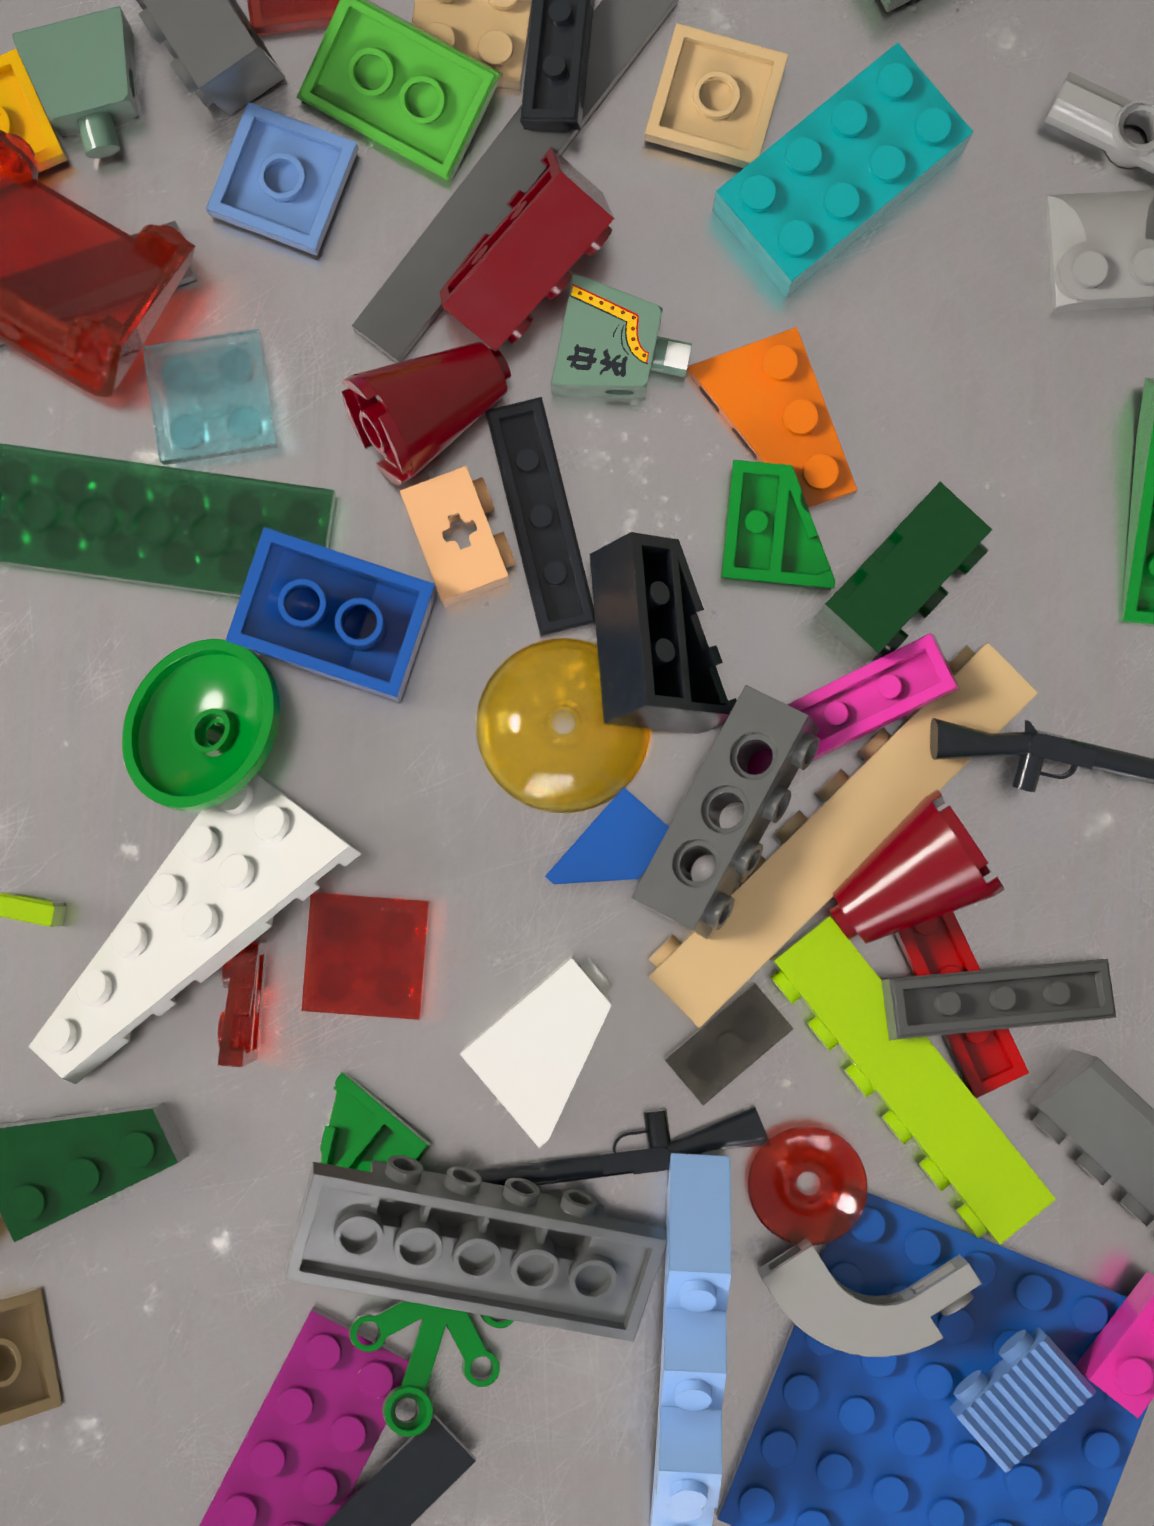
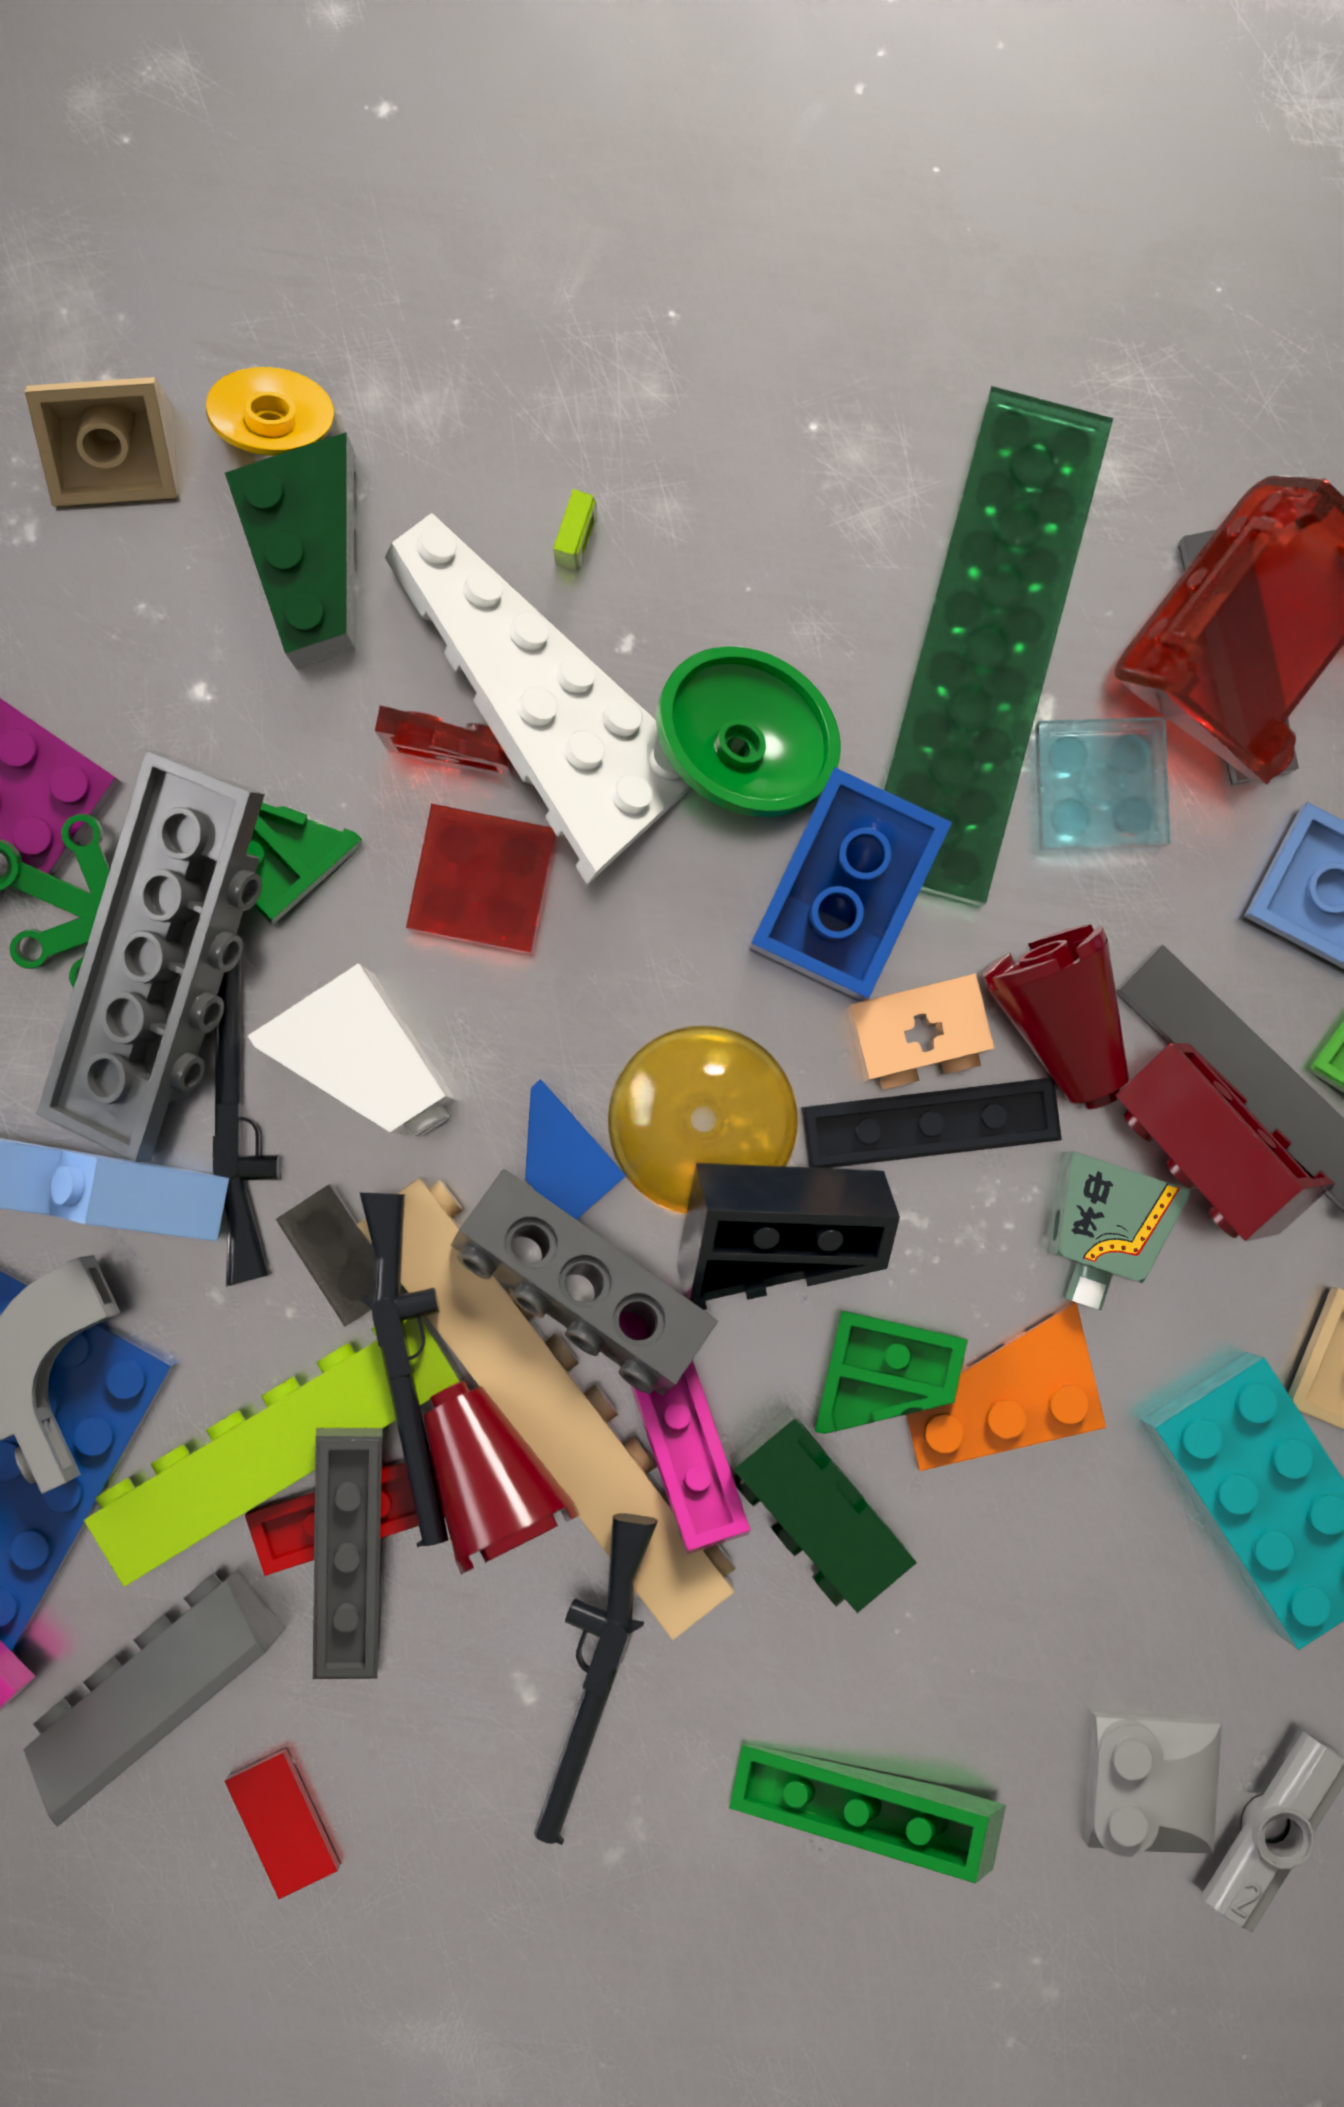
camera: 90 degrees right, 0 degrees up
(772, 986) = (389, 1309): none -> black piece
(802, 1214) = (146, 1310): clear red dish -> none

